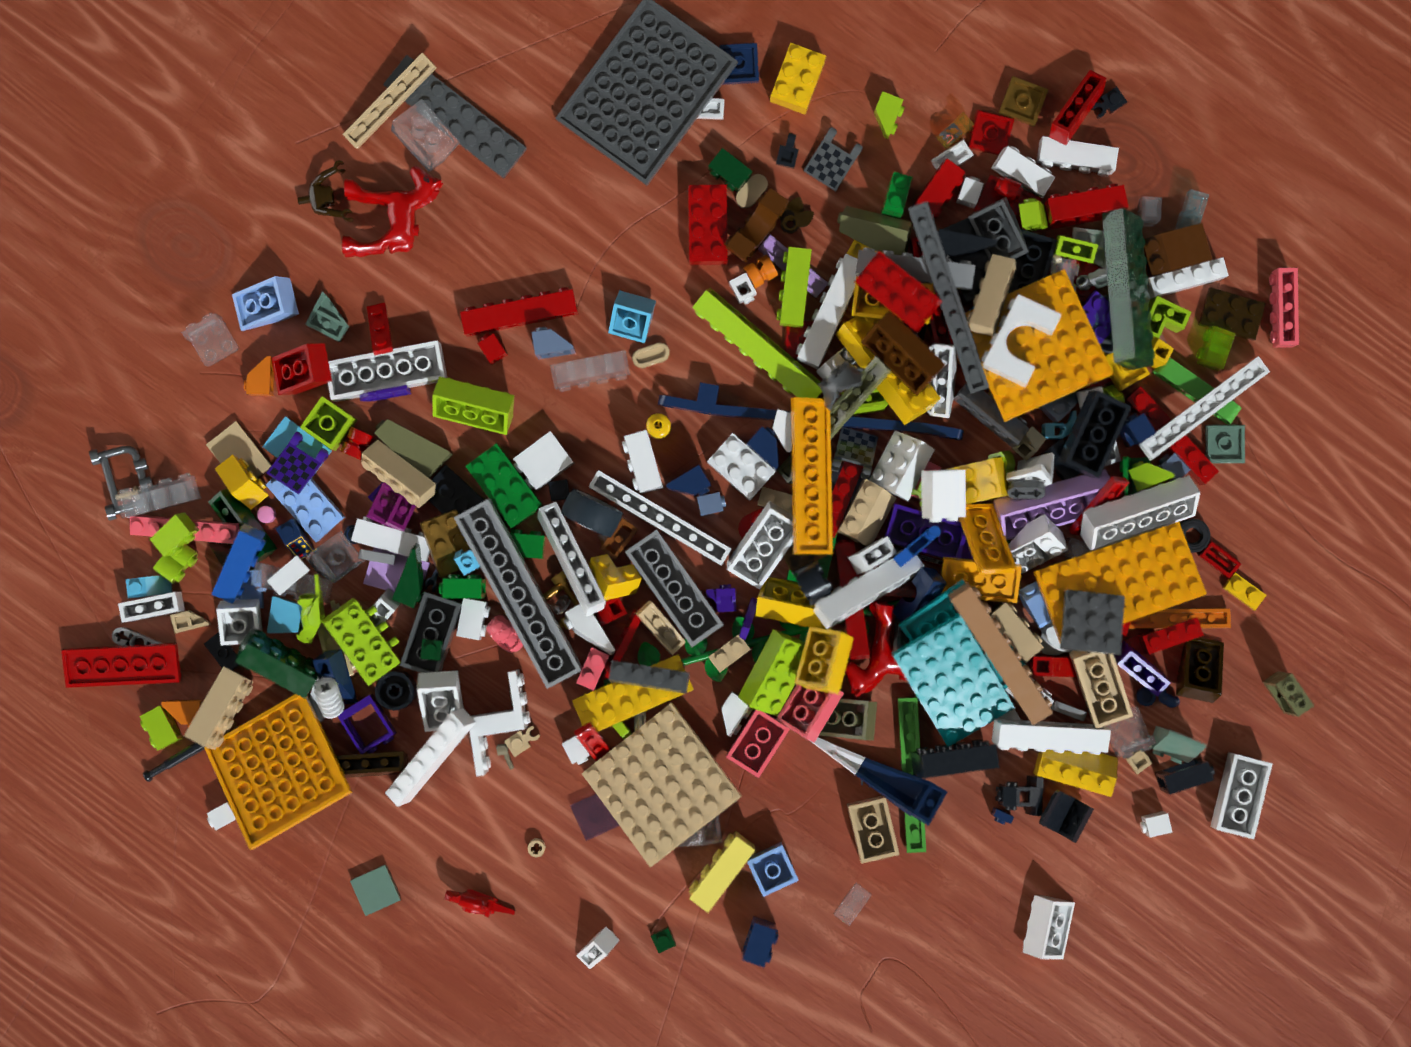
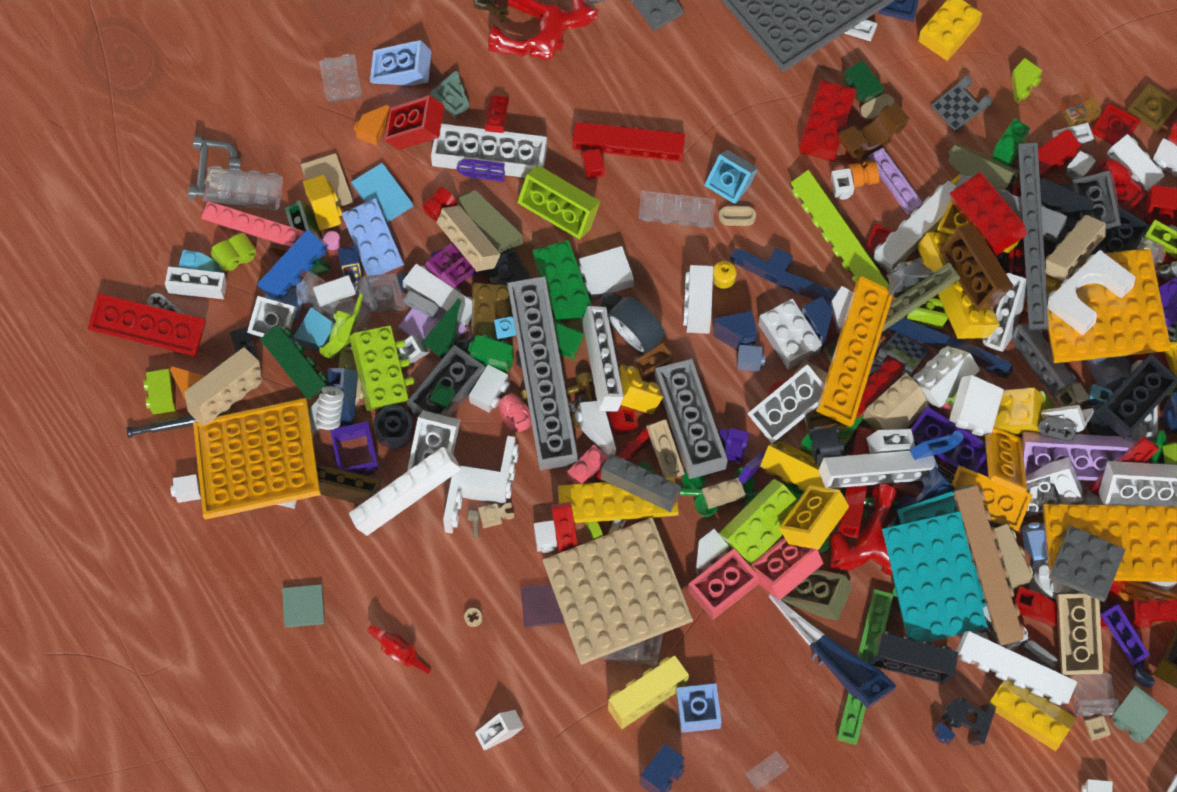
camera: 15 degrees right, 20 degrees down
(174, 535) = (244, 222): lime brick -> none
(187, 621) = (222, 309): tan tile -> none
(296, 467) = (376, 204): dark purple flag -> none
(328, 423) = (419, 178): lime brick -> none
(550, 344) = (649, 174): sand blue slope -> none
(659, 517) = (703, 357): white brick -> none
(663, 940) = (566, 745): dark green plate -> none
(787, 154) = (921, 86): black plate -> none
(795, 213) = (912, 138): dark brown plate -> none
(795, 287) = (891, 196): lime brick -> none
(872, 829) = (810, 702): tan brick -> none
(1033, 215) = (1134, 196): lime brick -> none
(1066, 815) = (1007, 751): black bracket -> none
(1145, 696) = (1121, 668): dark blue tile -> none
(1185, 776) = (1139, 750): black window -> none

